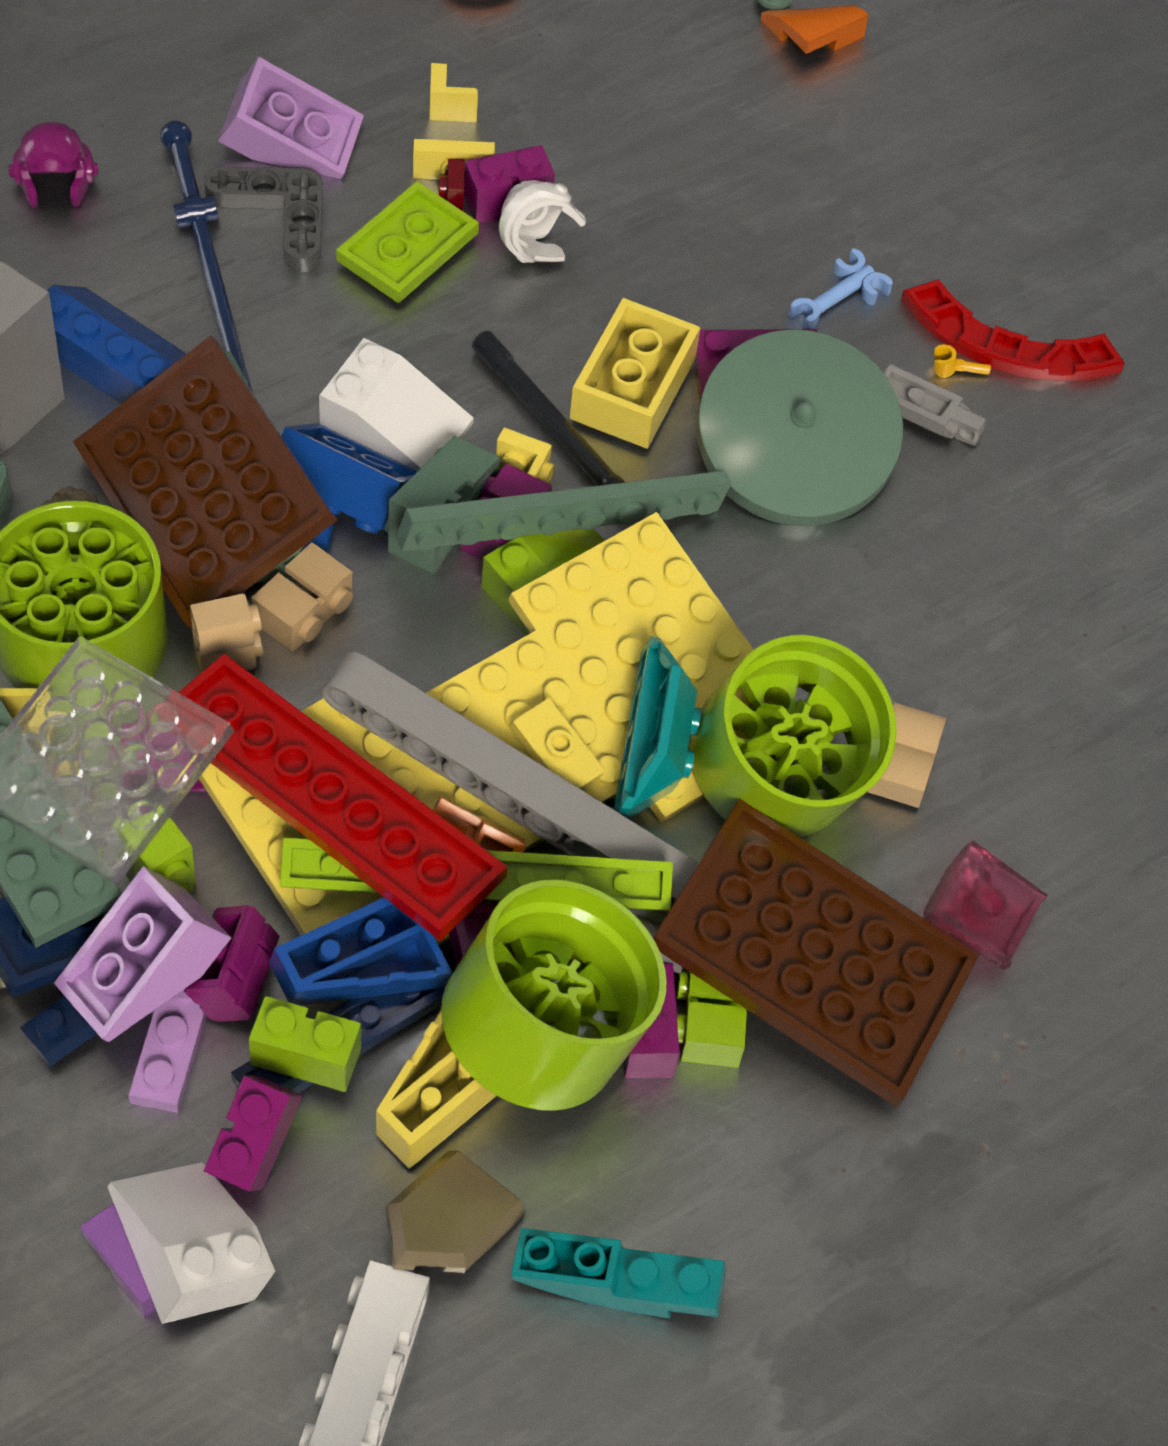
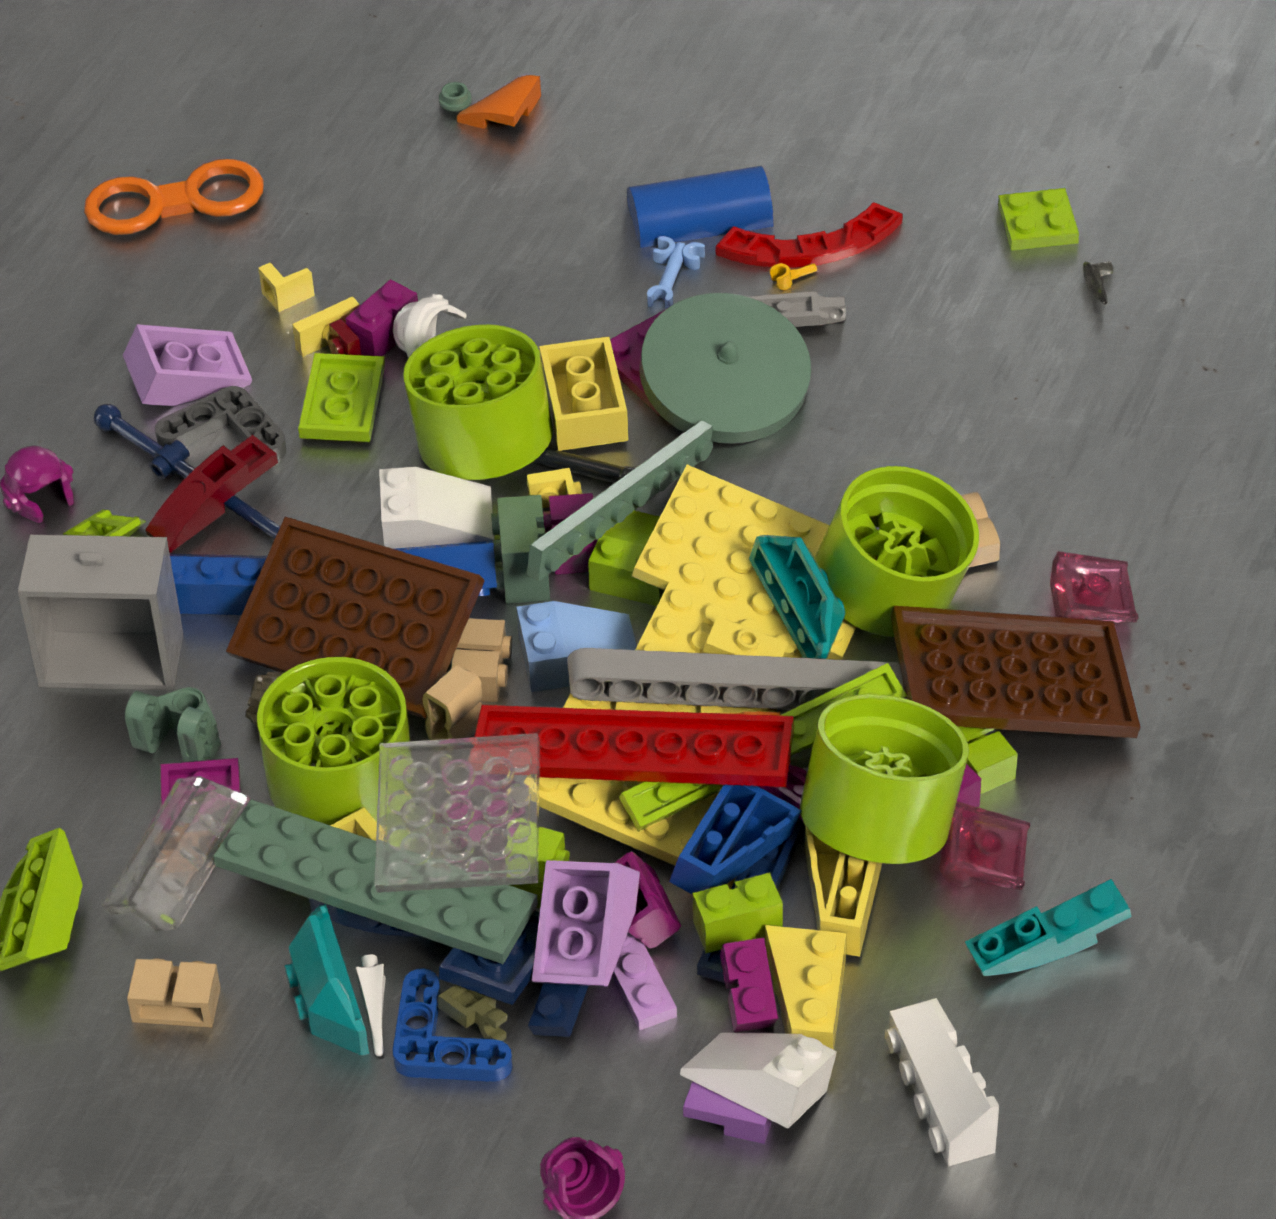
camera: 25 degrees left, 10 degrees down
(76, 251) = (106, 524): none -> lime slope
(197, 260) = (202, 493): none -> dark red slope
(320, 1173) = (807, 979): none -> light yellow wedge
(408, 631) = (556, 629): none -> light blue slope
(450, 1216) = (913, 961): dark tan tile -> none
(511, 321) = (478, 401): none -> lime wheel
(629, 1132) = (984, 848): none -> clear pink slope
(921, 239) = (701, 206): none -> blue brick

